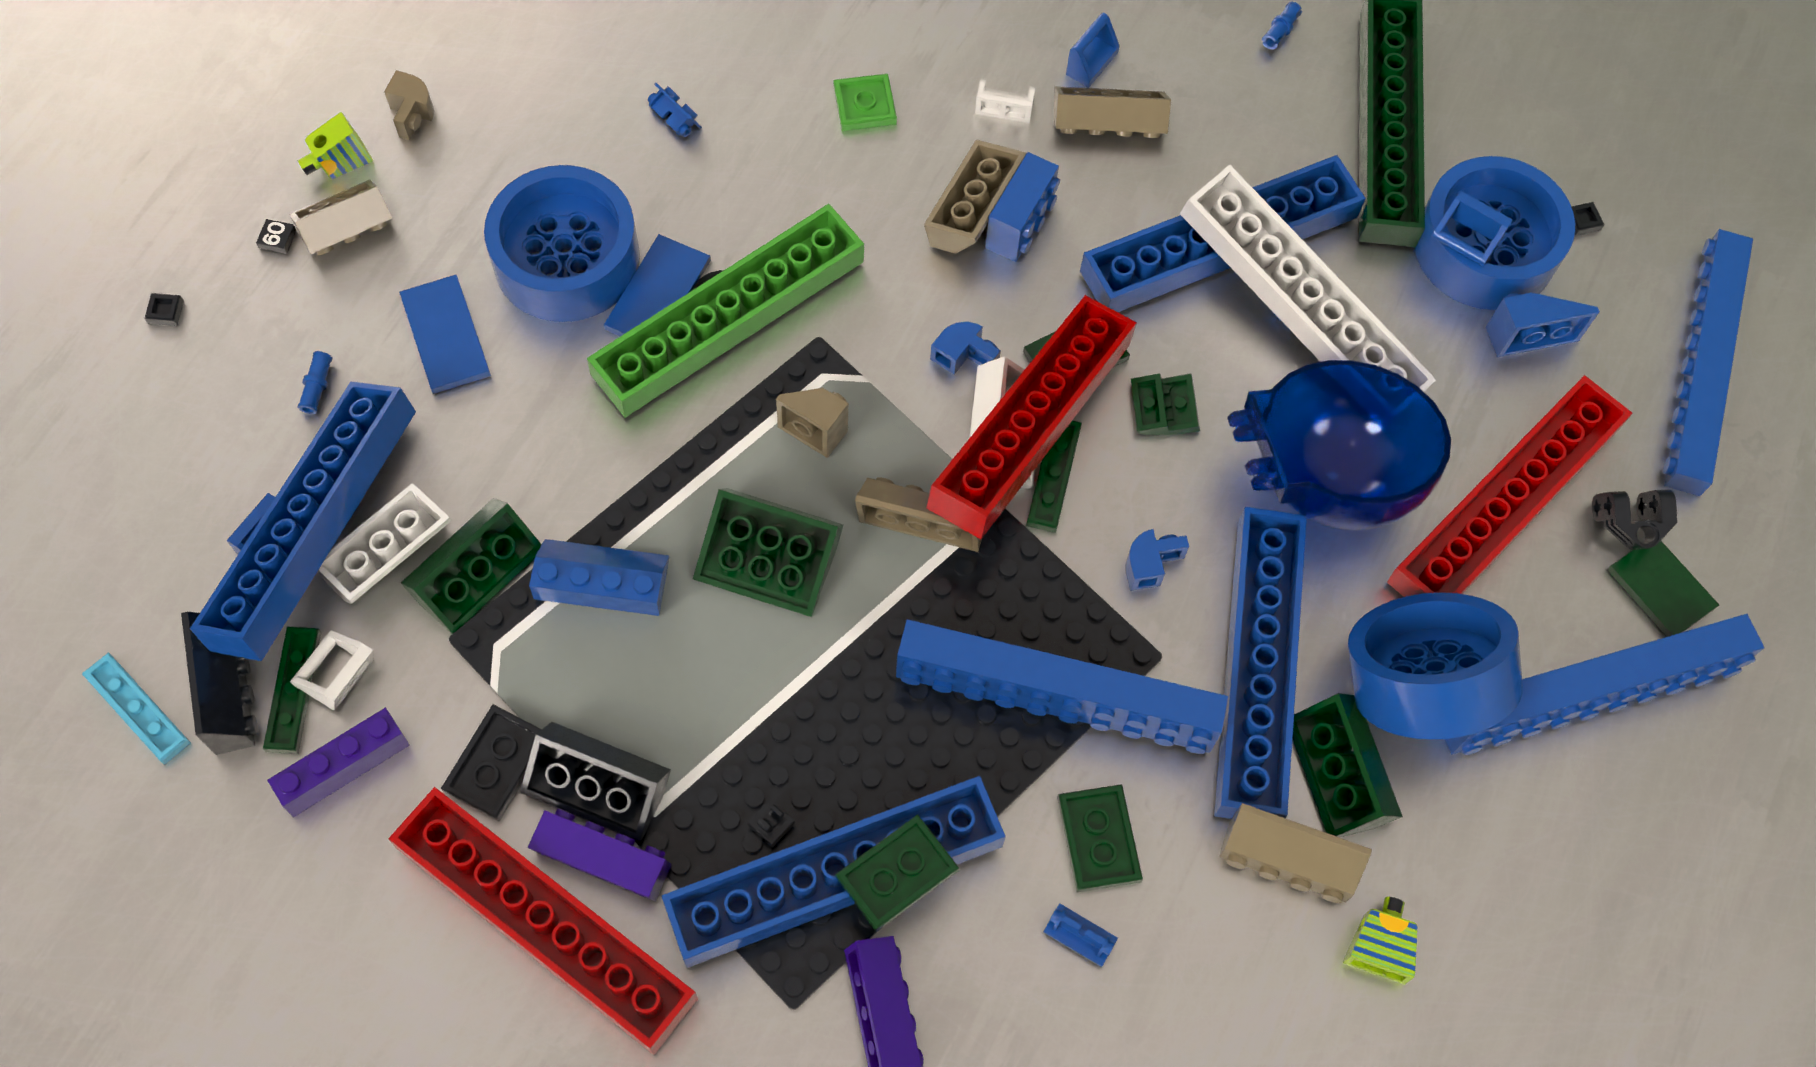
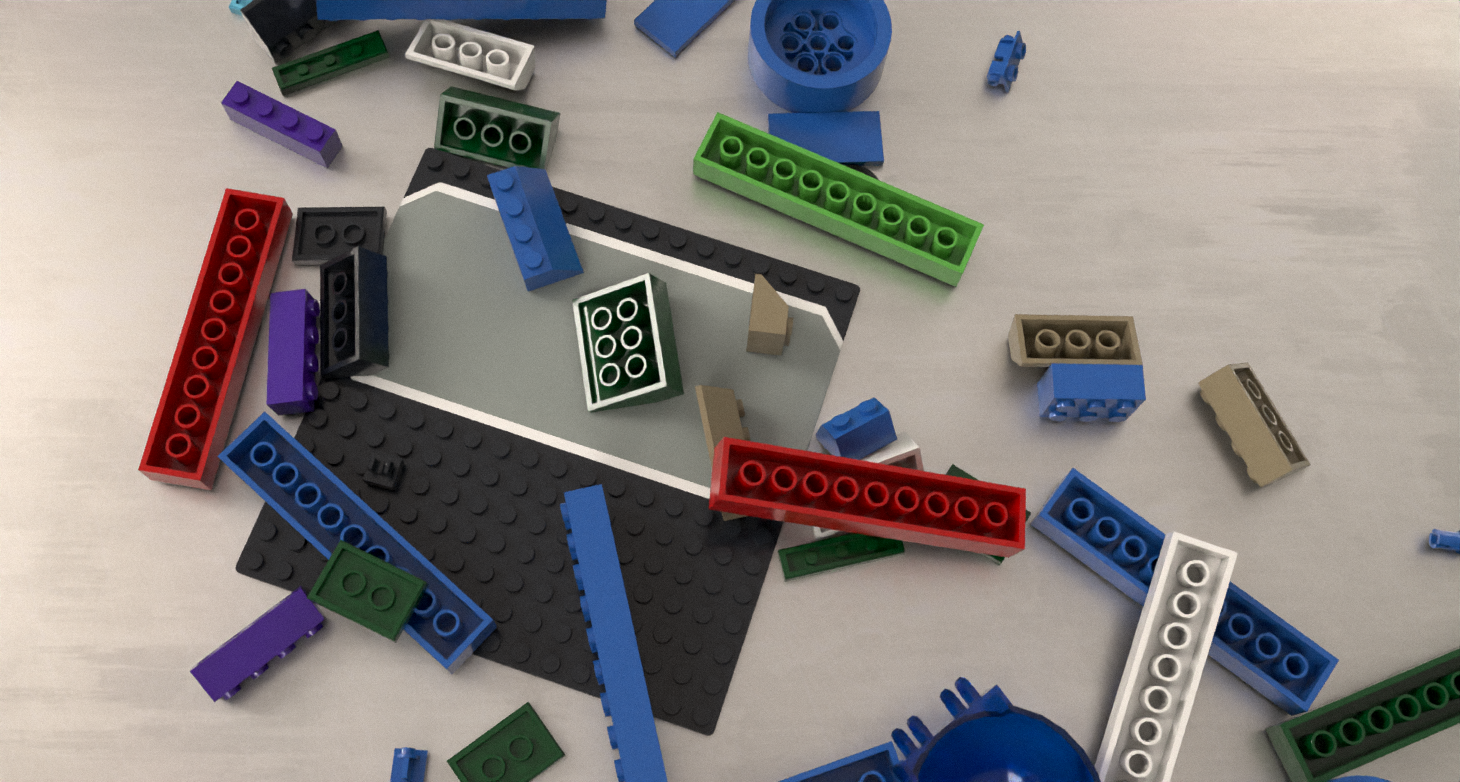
camera: 60 degrees right, 5 degrees up
(346, 678) = (356, 92): white tile -> none
(865, 102) = (1120, 208): bright green tile -> none
(959, 399) = (858, 430): none -> blue slope
(961, 342) = (920, 405): blue brick -> none
(1004, 104) = (1198, 326): white hinge -> none
(1093, 51) = (1306, 382): blue tile -> none
(1146, 555) = (798, 671): blue brick -> none
(1165, 405) = (969, 620): dark green slope -> none

